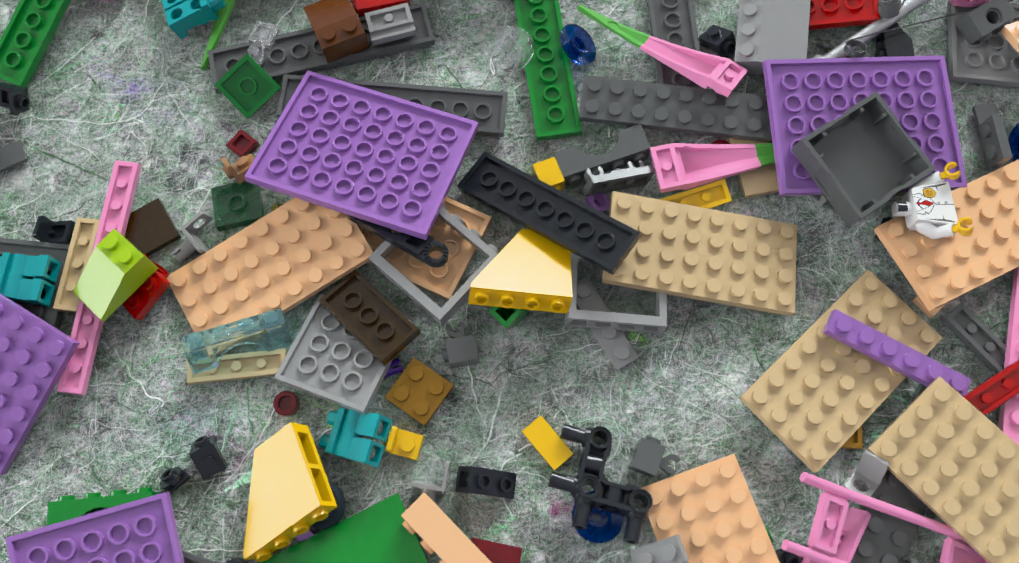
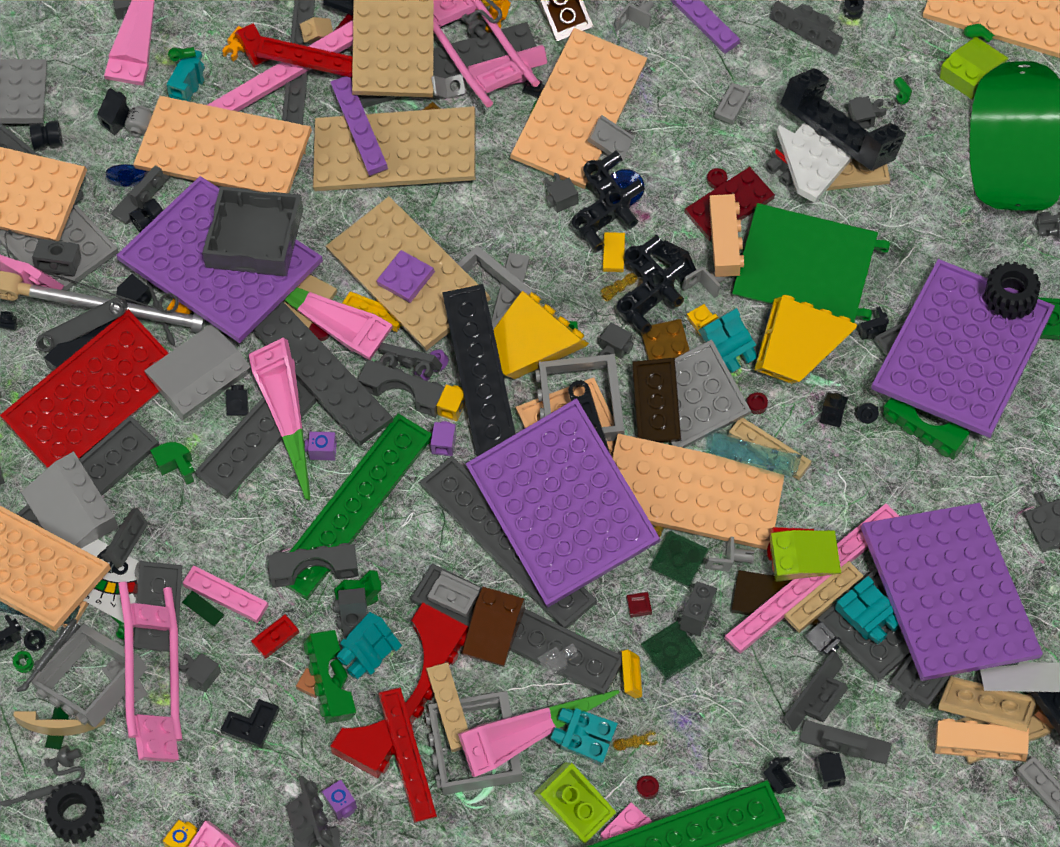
camera: 135 degrees left, 10 degrees down
(22, 185) = (819, 695): none -> dark grey bracket
(120, 19) = (648, 787): none -> dark red tile
(149, 48) = (622, 744): none -> clear yellow piece
(181, 169) = (698, 608): none -> dark grey brick
(185, 130) = (671, 650): none -> clear green plate
(198, 82) = (631, 674): none -> yellow tile
(239, 169) = (654, 580): medium nougat bracket -> none
(247, 86) = (598, 633): green plate -> none
(487, 441) = (650, 291): none -> black pin
(503, 41) = (394, 501): clear plate -> none
(510, 411) = (619, 285): none -> clear yellow piece
(524, 142) = (443, 438): none -> medium lavender brick
(577, 44) = (336, 474): clear blue dish -> none
(614, 58) = (321, 445): none -> medium lavender brick
(695, 238) = (405, 276): none -> medium lavender plate
(931, 208) = (247, 171): white torso -> none
(967, 116) = (150, 209): none -> black wheel

